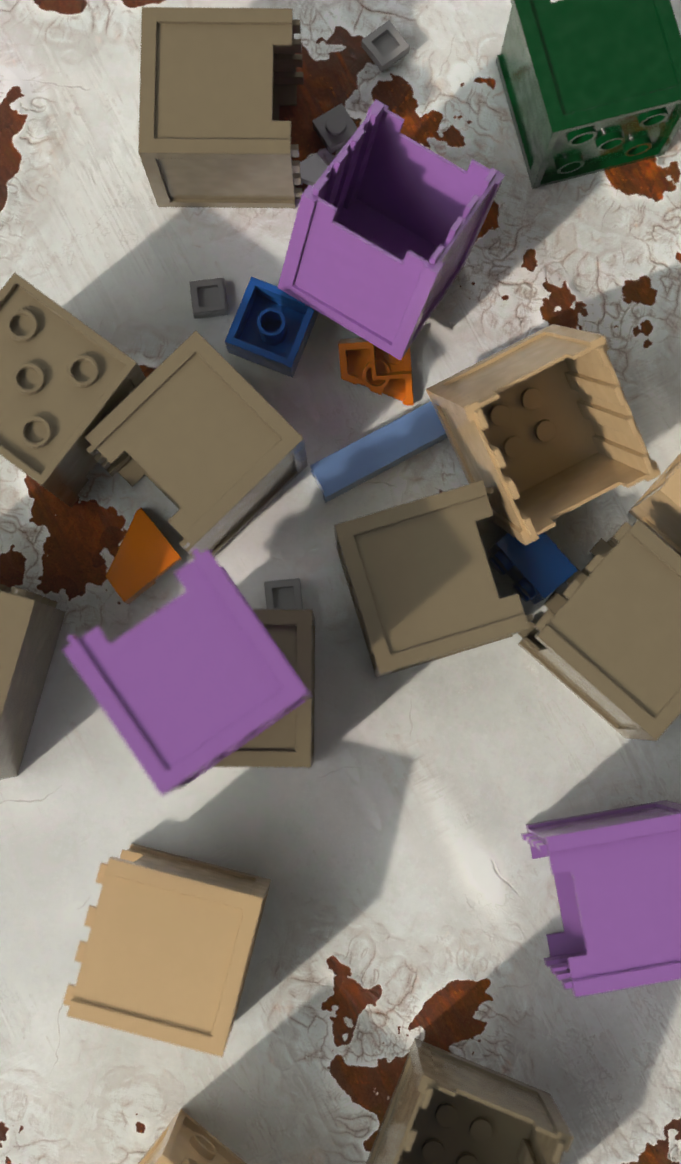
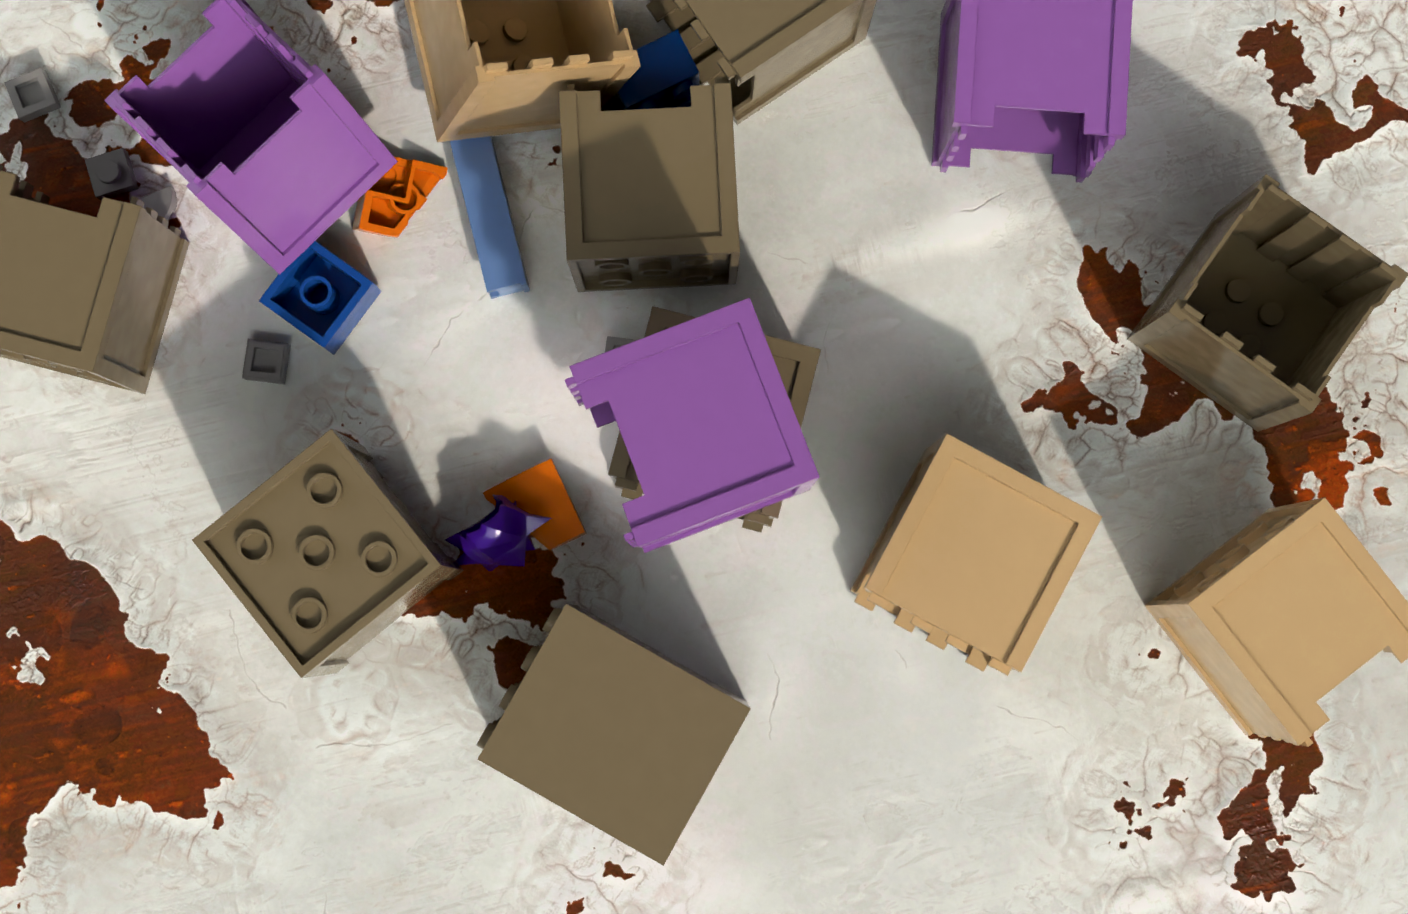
camera: 80 degrees left, 0 degrees up
(102, 529) = (498, 537): none -> dark purple hair
(202, 443) = (435, 392): dark tan container -> none

